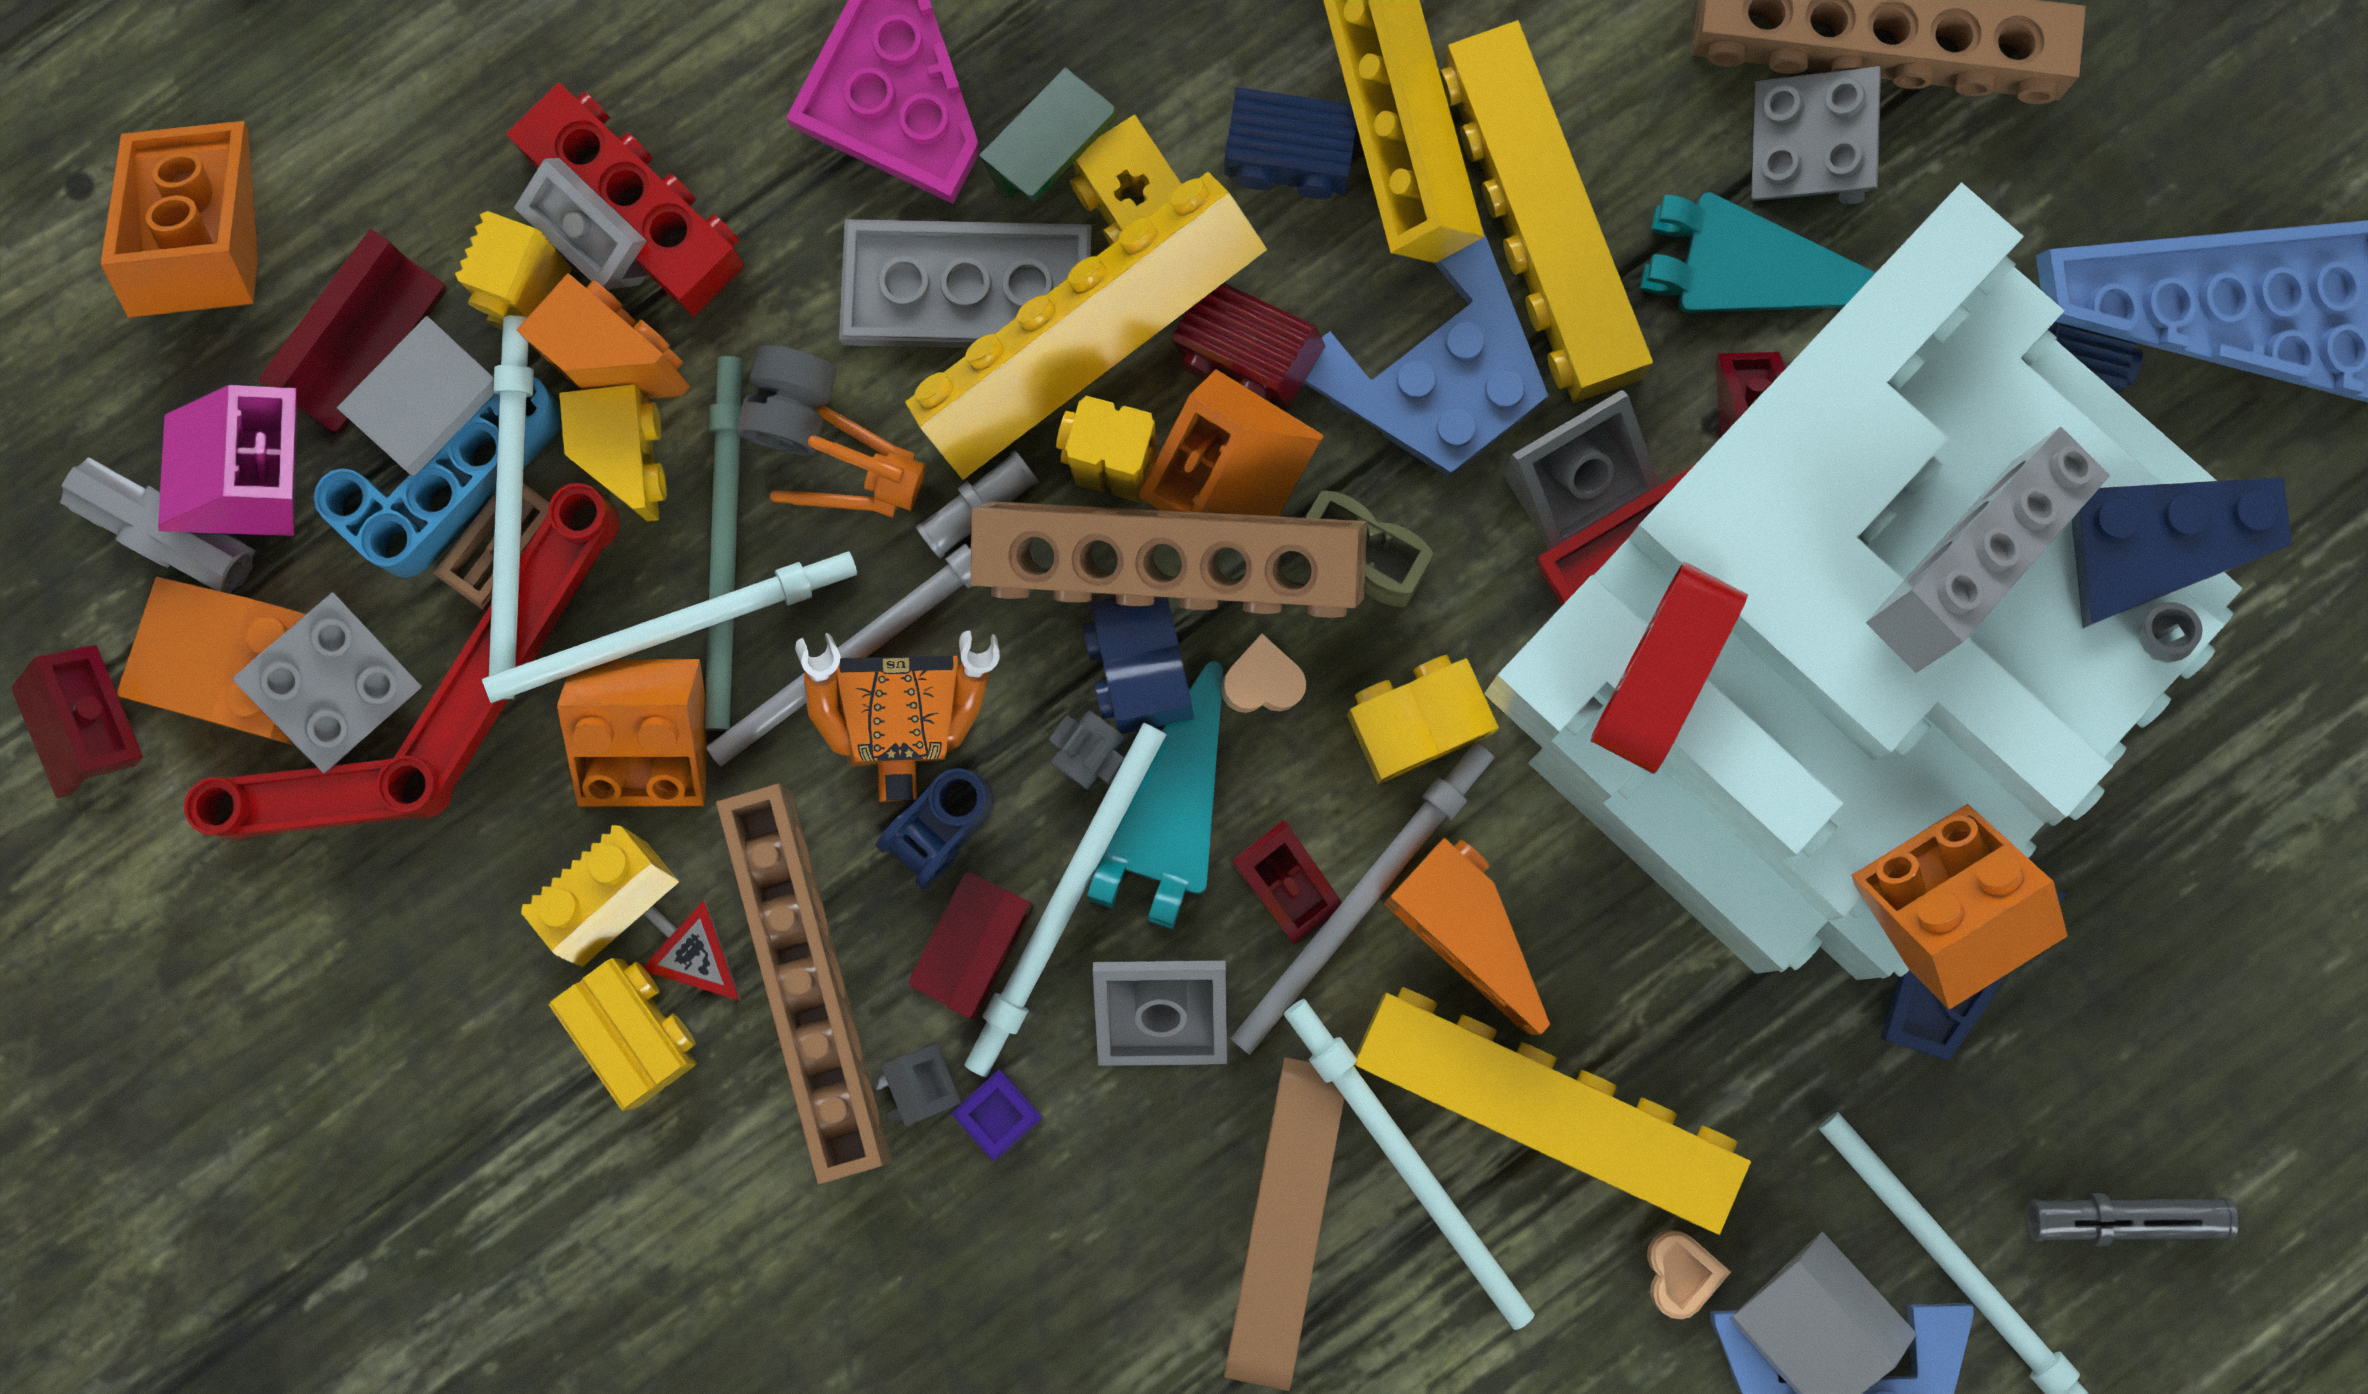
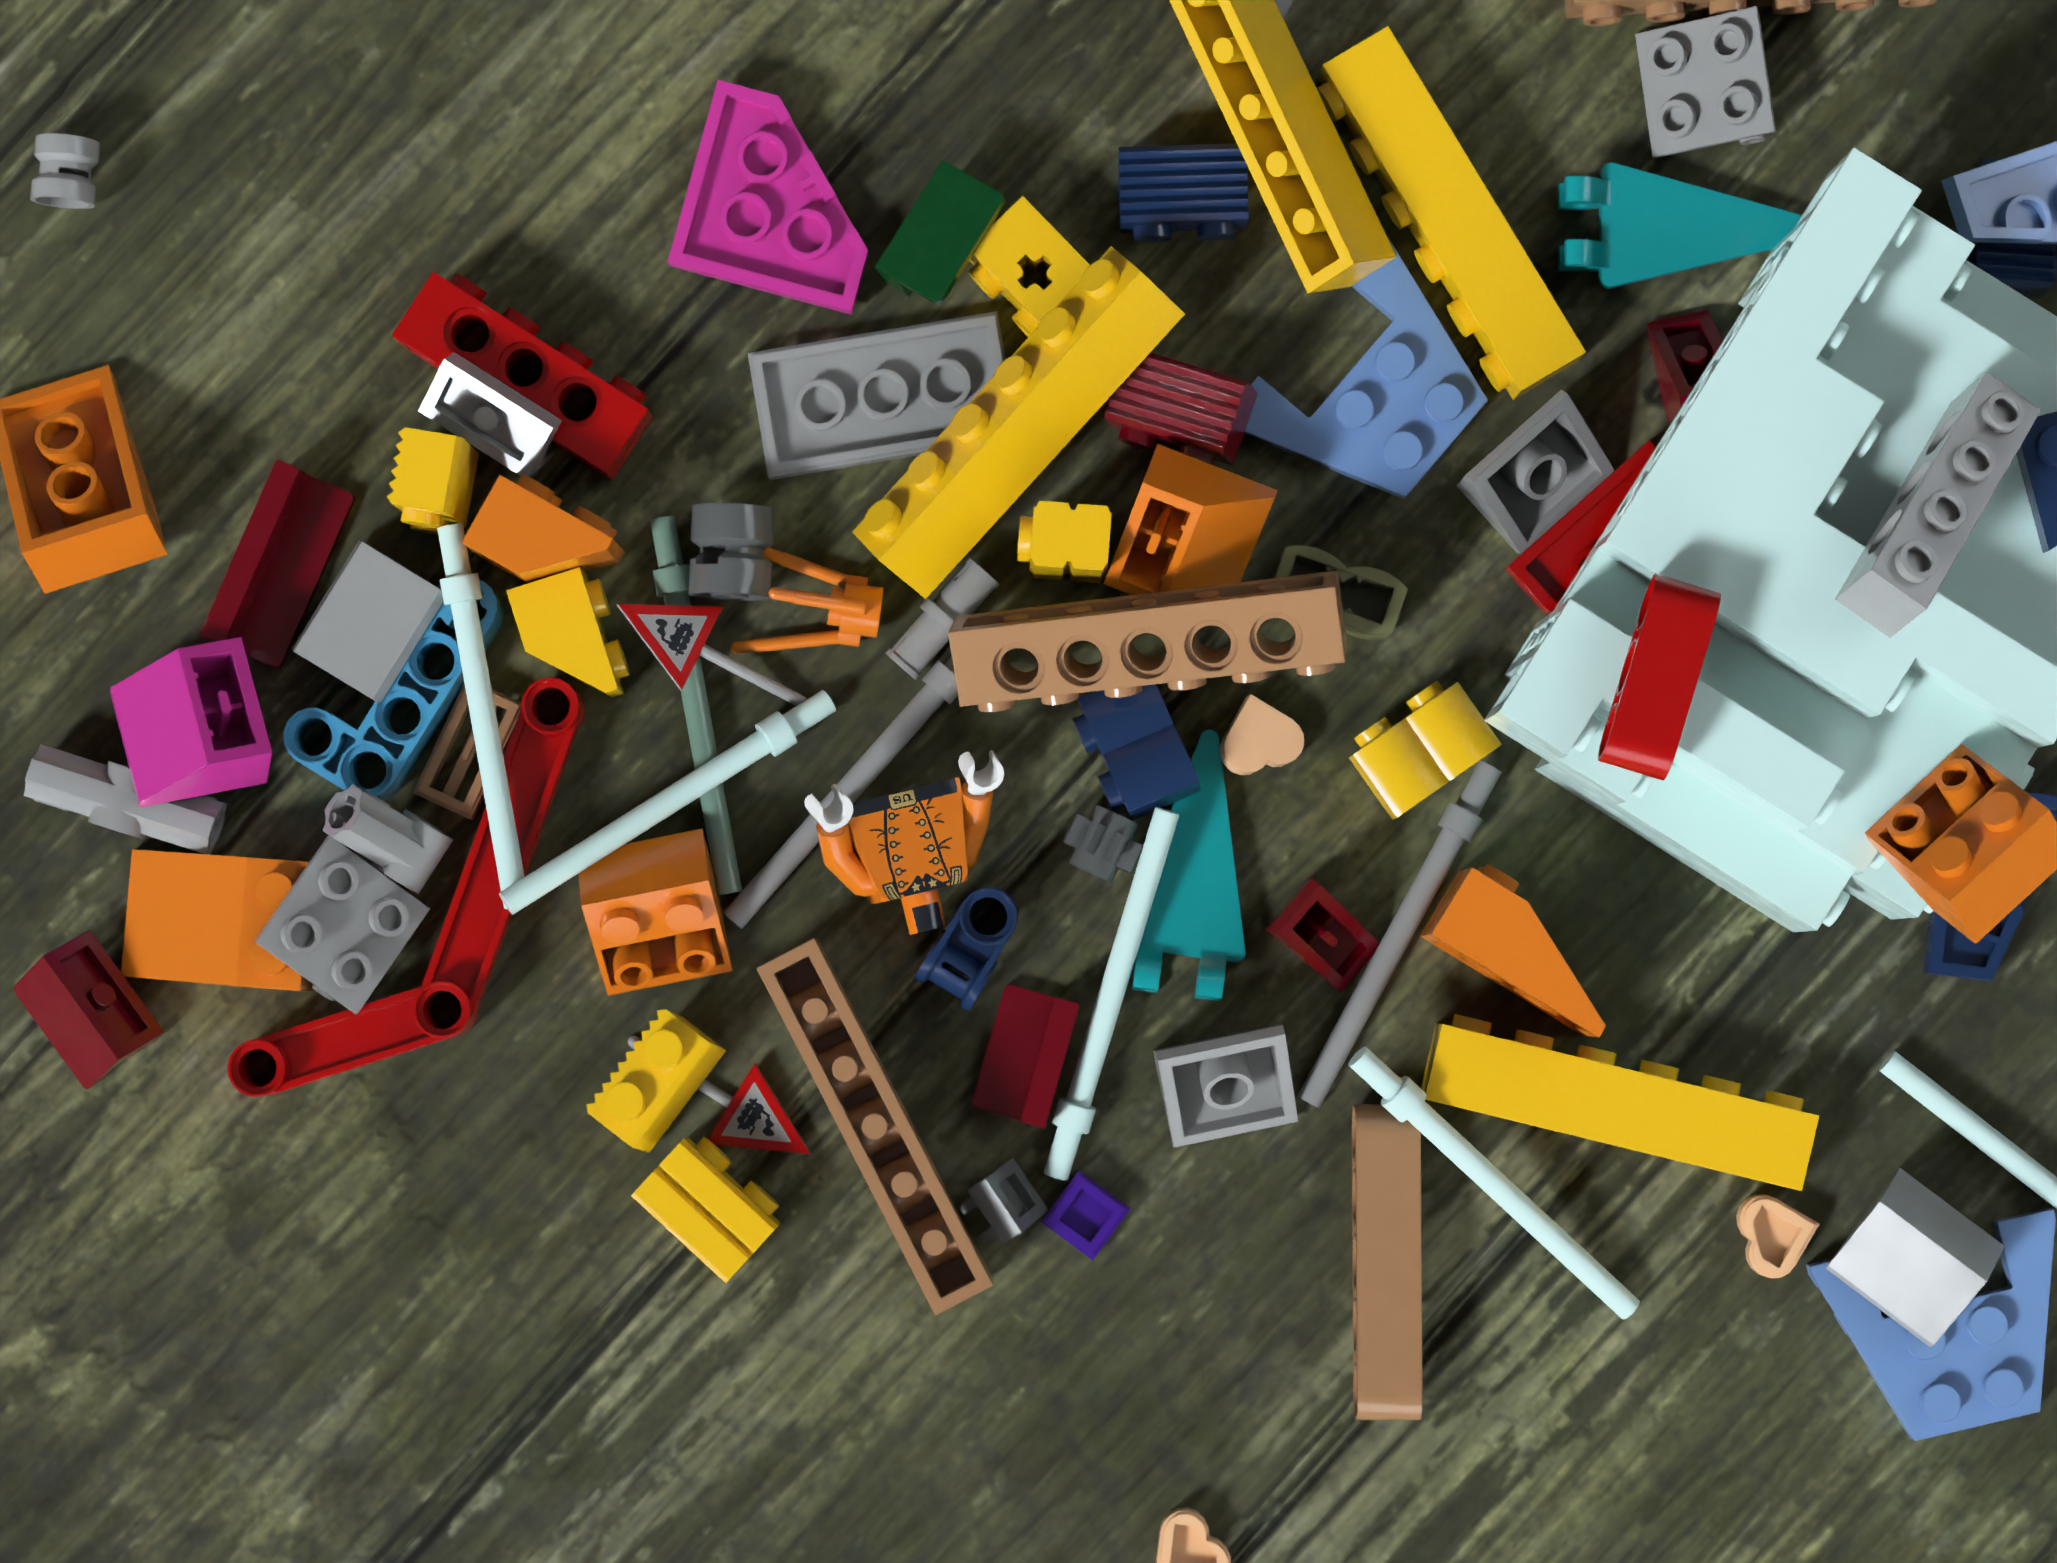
camera: 20 degrees left, 5 degrees up
(403, 617) = (395, 842): none -> light grey piece
(717, 473) = (678, 638): none -> piece

